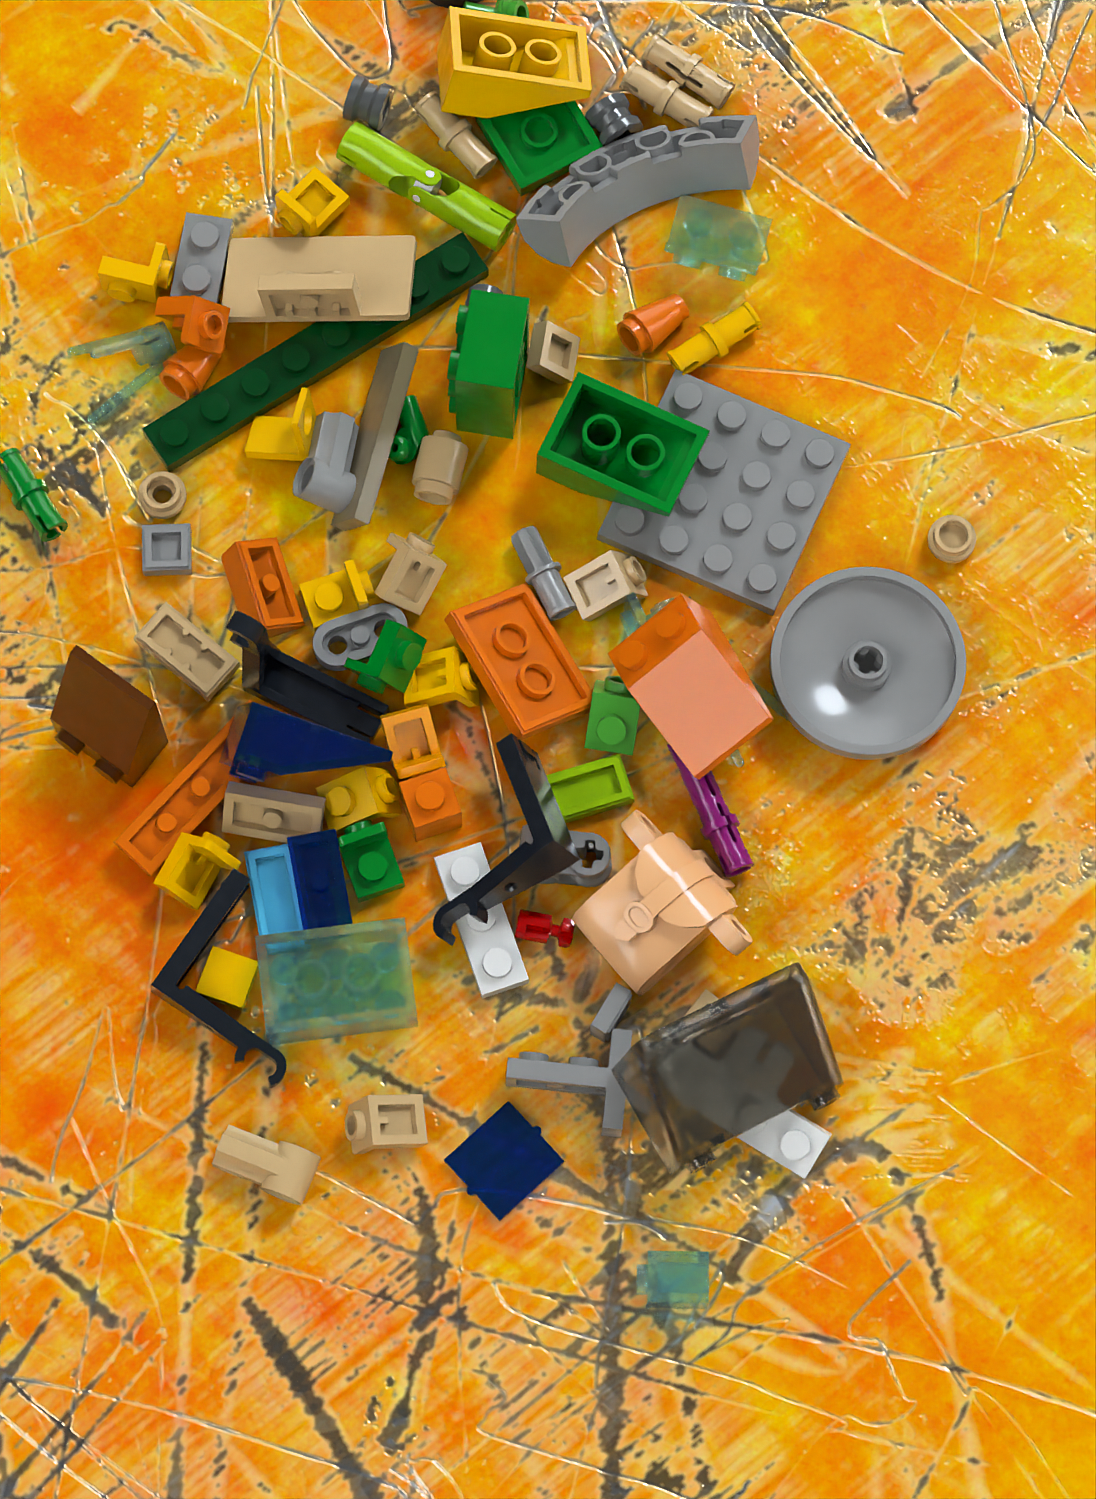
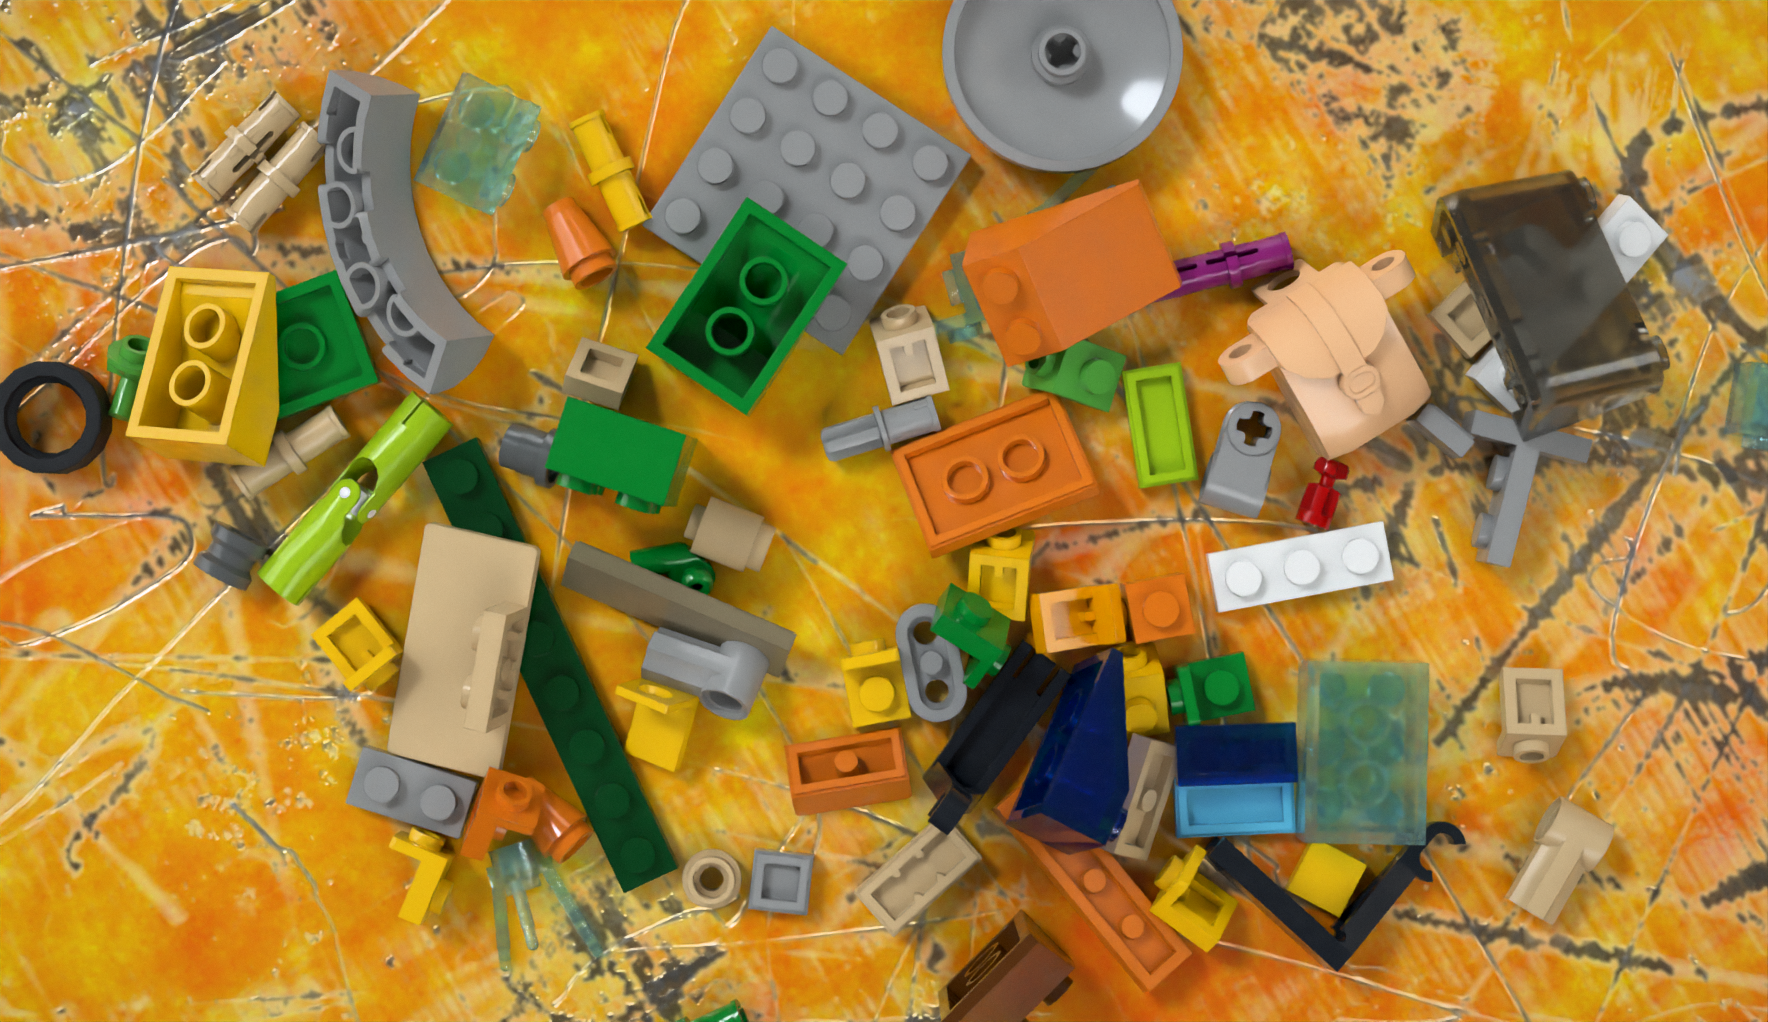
camera: 75 degrees left, 15 degrees up
(411, 573) = (862, 588): tan bracket -> none
(504, 1161) = (1588, 582): clear blue piece -> none
(529, 863) = (1221, 476): black hinge -> none
(613, 118) = (301, 250): dark grey wheel -> none

